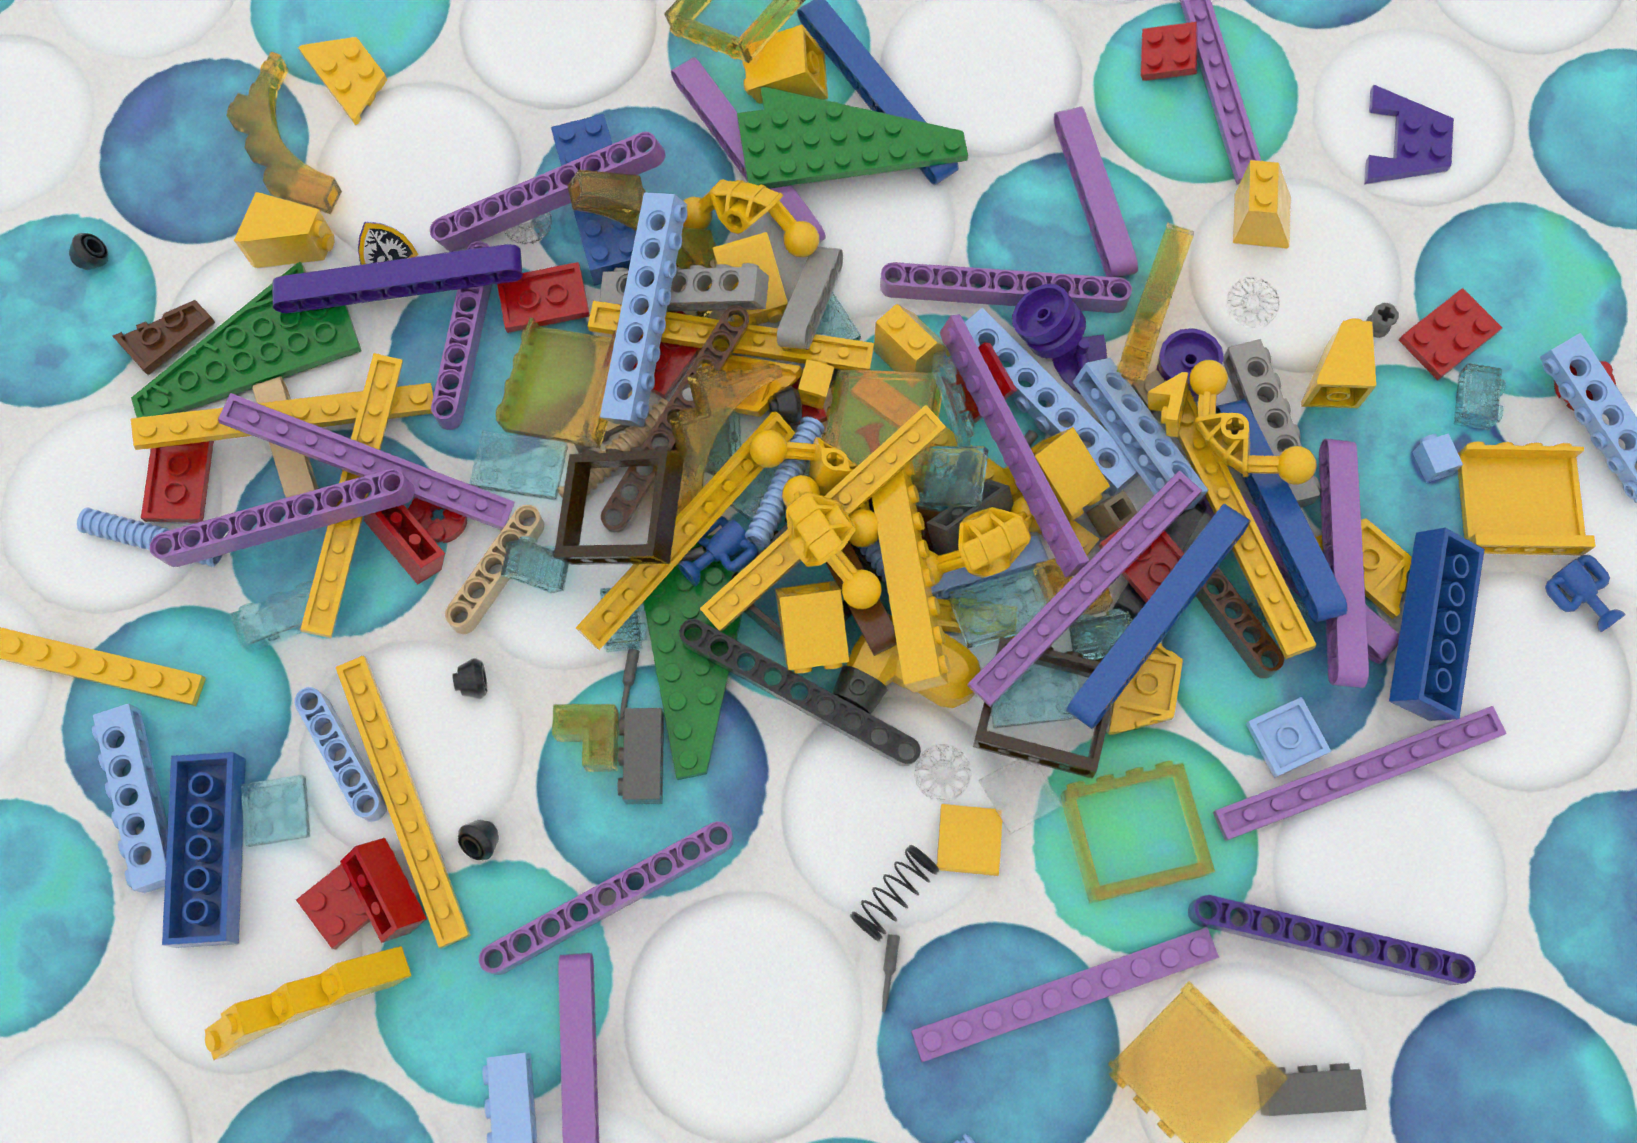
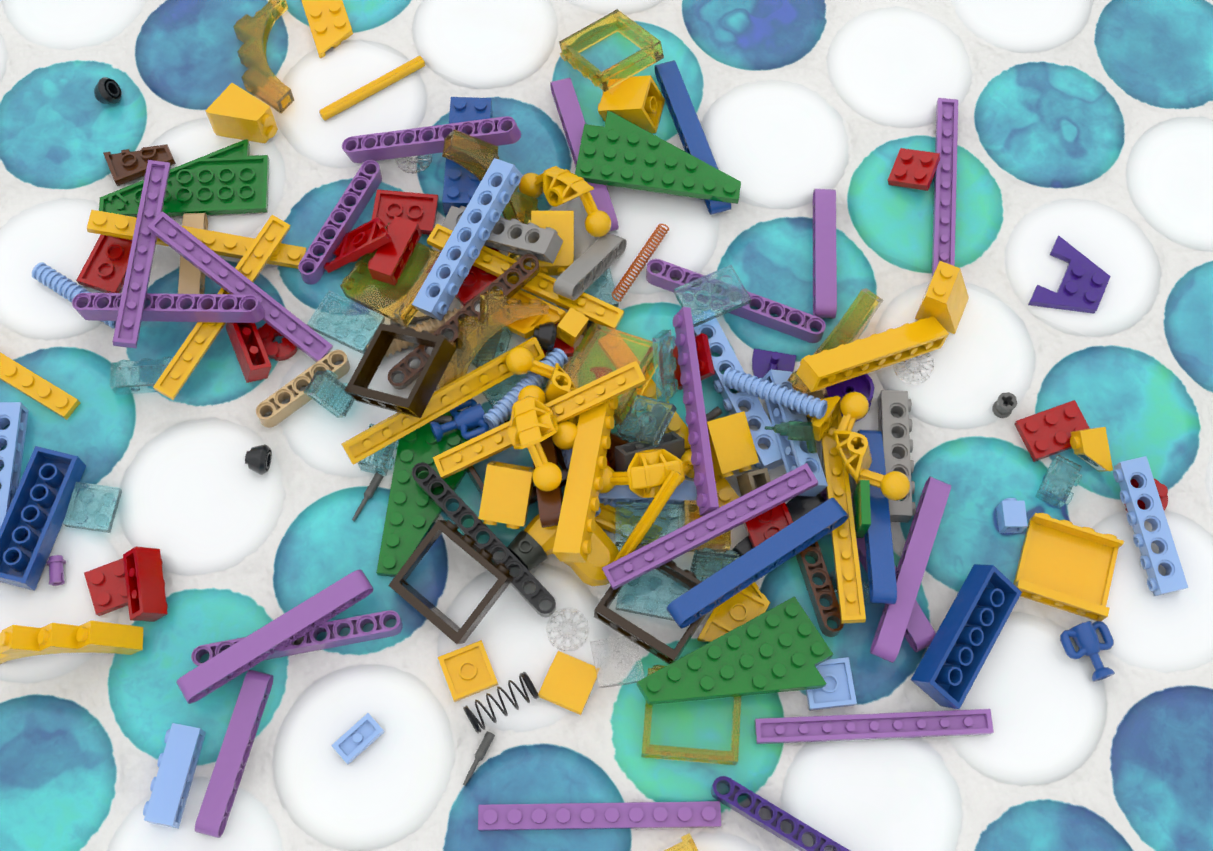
camera: 15 degrees right, 5 degrees down
(222, 460) = (141, 256): none -> medium lavender plate
(257, 908) = (56, 570): none -> medium lavender pin
(330, 744) = (156, 490): light blue beam -> none
(383, 243) = (305, 147): shield -> none
(397, 278) = (308, 169): dark purple beam -> none
(403, 802) = (181, 529): yellow plate -> none
(439, 145) = (371, 88): none -> yellow axle
(478, 839) = (223, 570): black cone -> none
(500, 356) = (358, 243): none -> red wing
(550, 352) = (392, 257): none -> red brick
(579, 905) = (274, 636): none -> medium lavender beam
(595, 727) = (331, 521): clear yellow brick -> none
(641, 756) = (358, 546): dark grey brick -> none
(729, 997) = (358, 738): none -> light blue plate
(762, 805) = (426, 608): none -> dark brown window
(836, 866) = (467, 671): none -> yellow tile
(863, 273) = (636, 261): none -> orange piece
(906, 341) = (648, 314): yellow slope -> none
(980, 288) = (713, 295): none -> clear light blue plate
(1003, 600) = (650, 514): none -> yellow axle
(1049, 321) = (755, 332): dark purple wheel -> none
(1104, 392) = (774, 393): none -> light blue piece
(1150, 433) = (797, 431): none -> clear green piece
(1195, 733) = (759, 657): none -> green wing
(1204, 305) = (871, 353): none -> yellow brick
(1262, 504) = (862, 508): none -> green tile
(1345, 368) = (962, 431): yellow slope -> none
(1384, 568) = (940, 580): yellow wing -> none
(1507, 341) = (1092, 447): none -> yellow slope

